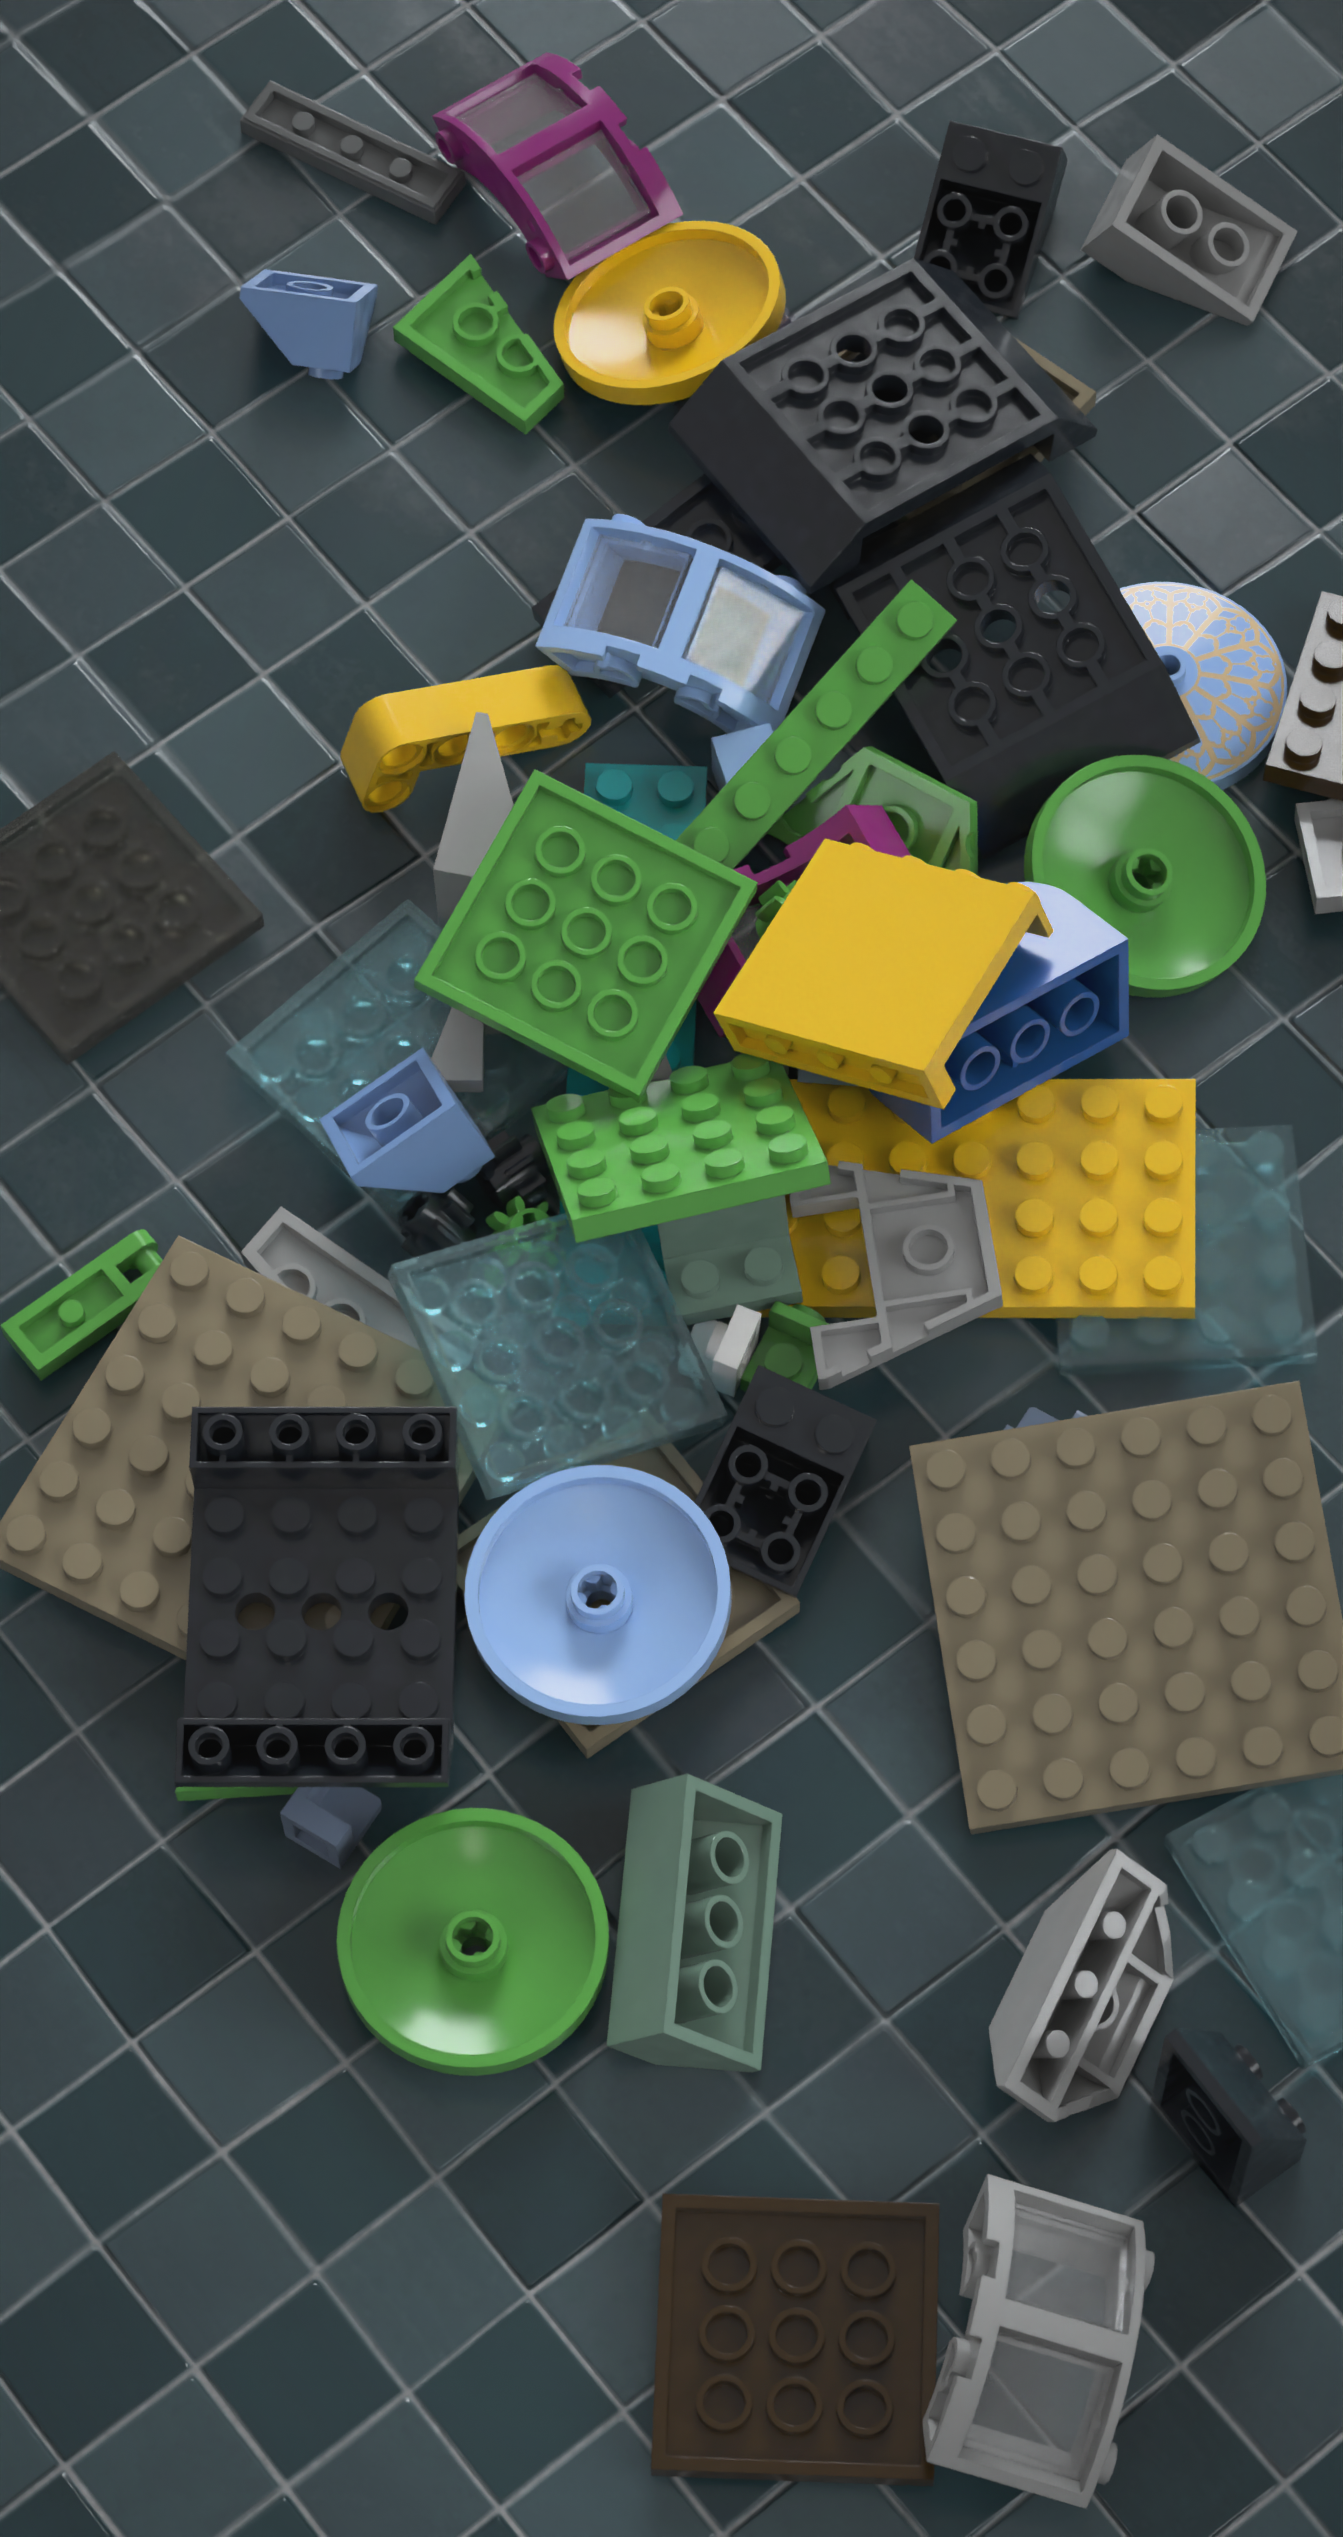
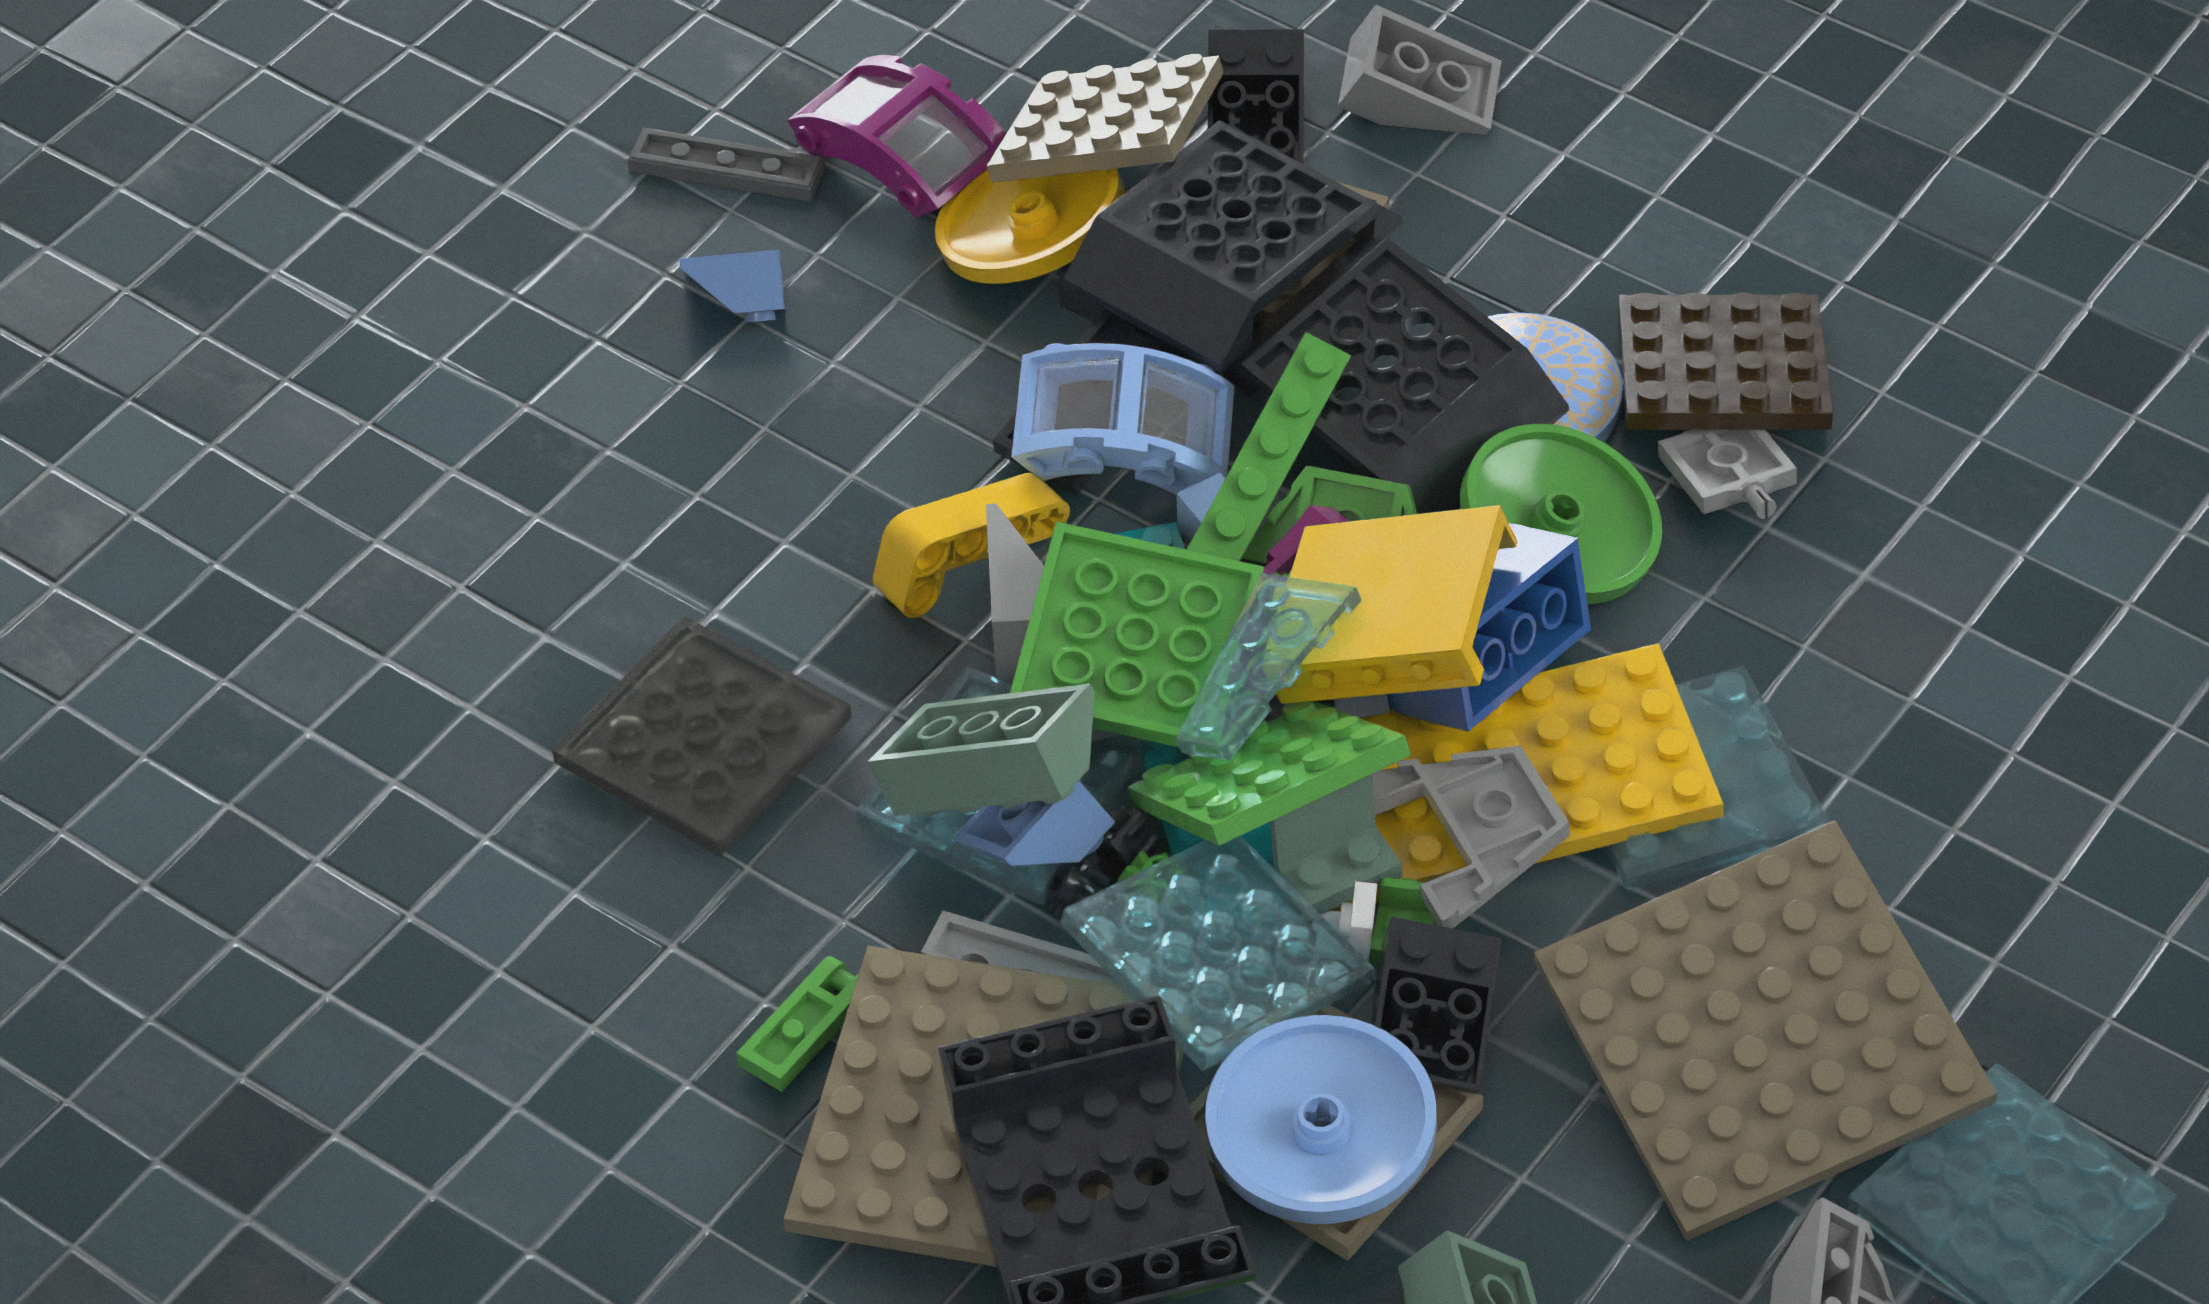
camera: 15 degrees left, 15 degrees down
(372, 1039) = (988, 752): none -> sand green slope
(477, 345) = (882, 274): bright green wing -> none
(729, 985) = (1261, 657): none -> clear light blue wing
(792, 214) = (1106, 118): none -> dark tan plate

